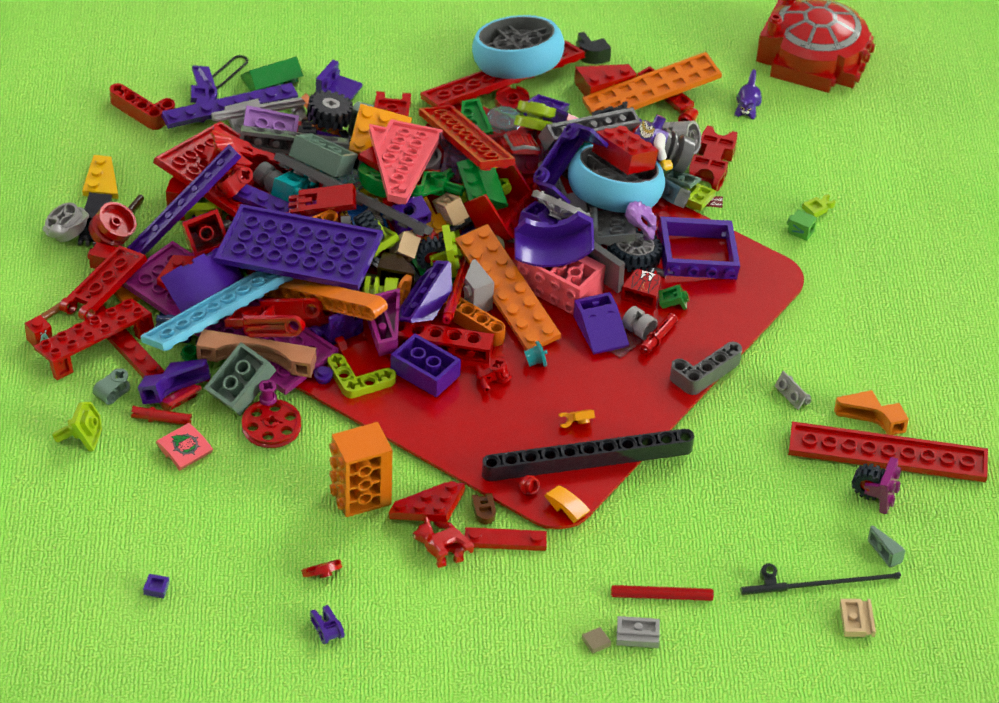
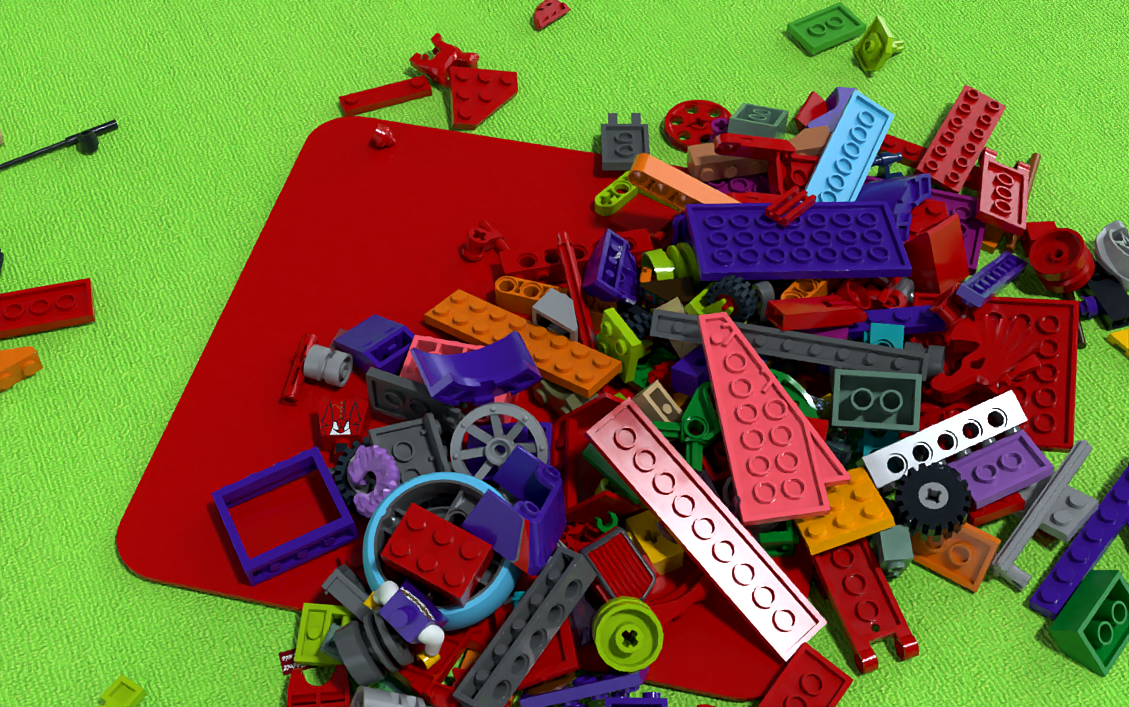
camera: 160 degrees right, 5 degrees up
(37, 330) = (1018, 127): red brick -> none
(101, 470) = (826, 28): none -> bright green plate
(110, 388) = (891, 99): sand green piece -> none
(152, 414) = (799, 98): red pin -> none
(184, 446) = (768, 74): coral slope -> none
(287, 260) = (786, 203): none -> red tile
(332, 80) = (986, 641): dark purple bracket -> none
(343, 410) = (623, 142): none -> dark grey tile
(361, 469) = (557, 59): orange brick -> none
(386, 326) = (639, 216): magenta wedge -> none
(425, 365) = (564, 209): dark purple brick -> none
(475, 113) = (731, 642): green wing -> none
(484, 508) = (419, 107): reddish brown plate -> none
(502, 119) = (690, 671): clear light blue tile -> none
(536, 355) = (440, 280): teal piece -> none
(563, 499) = (333, 128): light orange slope -> none
(580, 416) = (357, 225): light orange plate -> none
(587, 454) = (324, 187): black beam -> none
(596, 640) = (253, 37): dark tan tile -> none
(638, 632) = (213, 51): light grey plate -> none
(659, 592) = (199, 95): red axle -> none
(673, 296) = (296, 426): green bracket -> none
(698, 377) = (215, 335): dark grey beam -> none
(792, 391) = (108, 370): light grey hinge -> none
(801, 224) = (138, 645): bright green brick -> none

